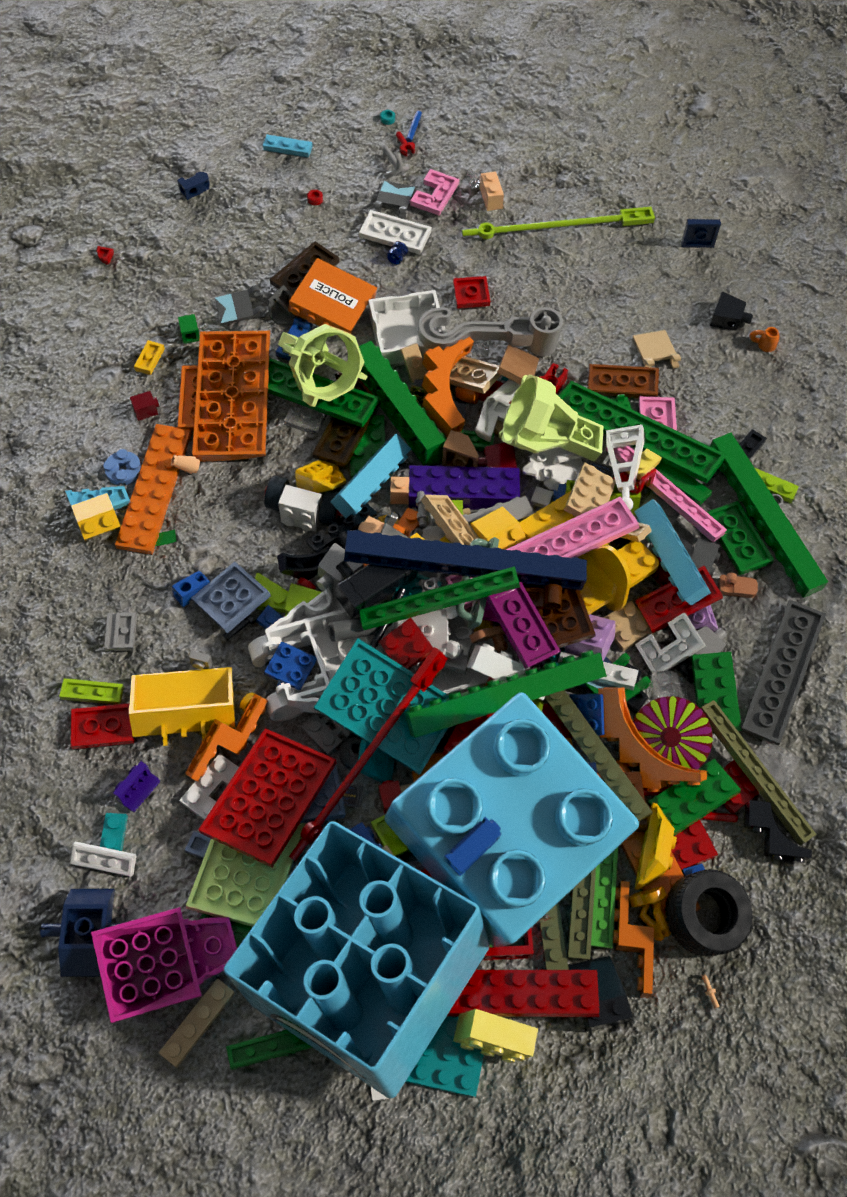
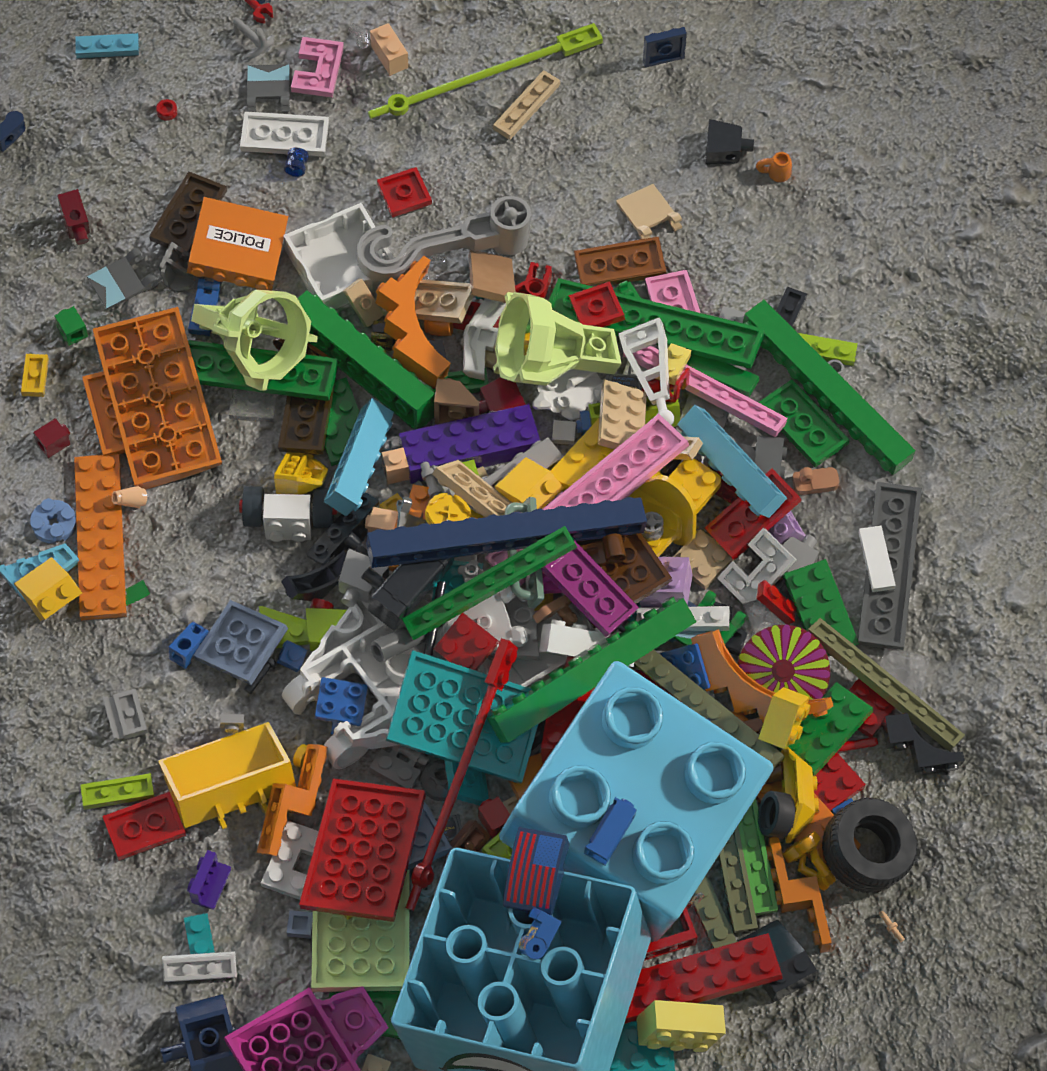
camera: 15 degrees left, 0 degrees up
(219, 256) = (74, 216): none -> dark red torso
(362, 811) = (470, 837): none -> copper slope
(380, 927) = (539, 935): none -> blue leg
(394, 865) = (535, 870): none -> slope
(423, 528) = (446, 507): none -> yellow tile
(583, 252) = (526, 105): none -> tan plate
(594, 586) = (654, 526): none -> light grey wheel
(595, 406) = (597, 306): none -> red plate
(632, 862) = (776, 814): none -> black tyre
(660, 779) = (784, 718): none -> yellow brick
(679, 677) = (776, 602): none -> red plate
(774, 662) = (876, 558): none -> white tile

